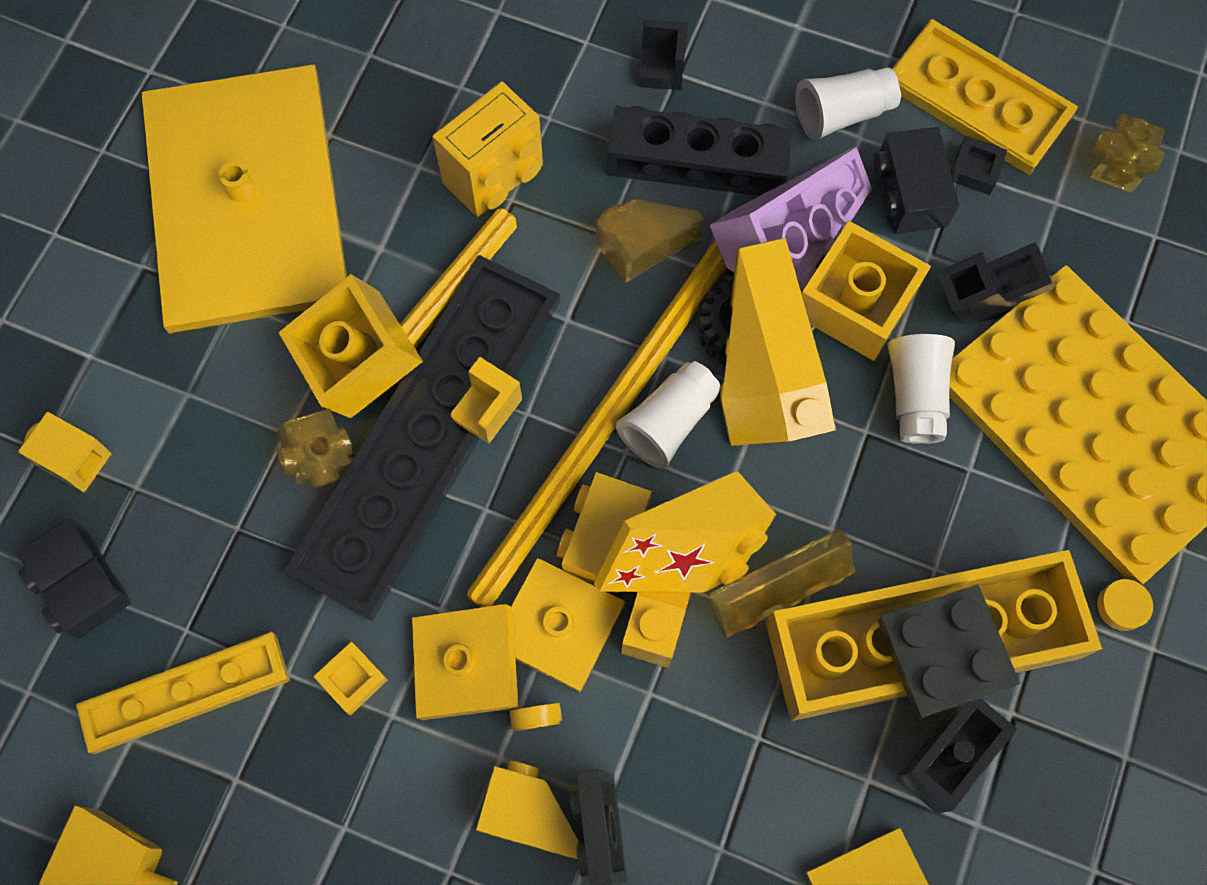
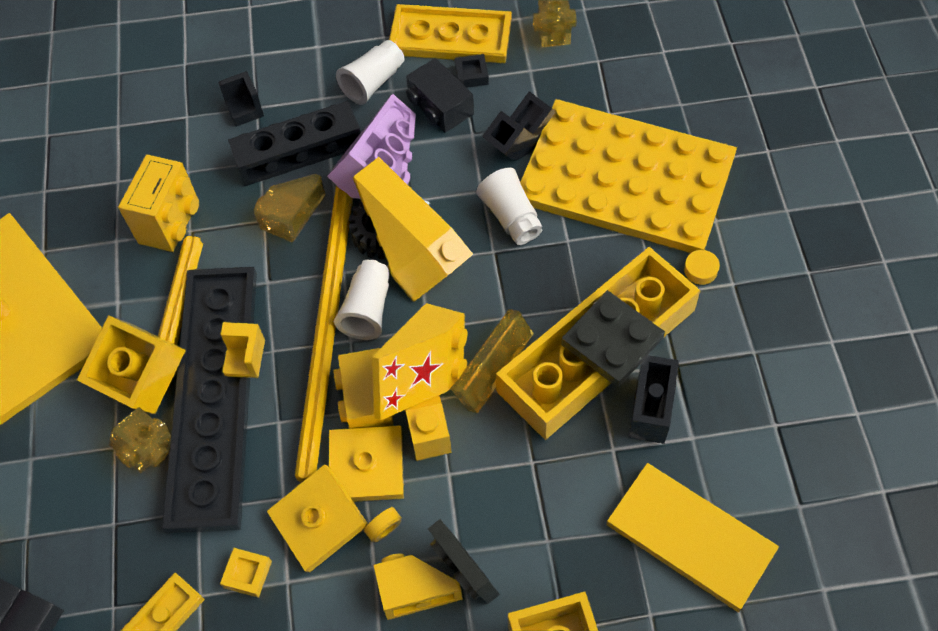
camera: 25 degrees left, 10 degrees down
(862, 290) = (443, 169): yellow brick -> none

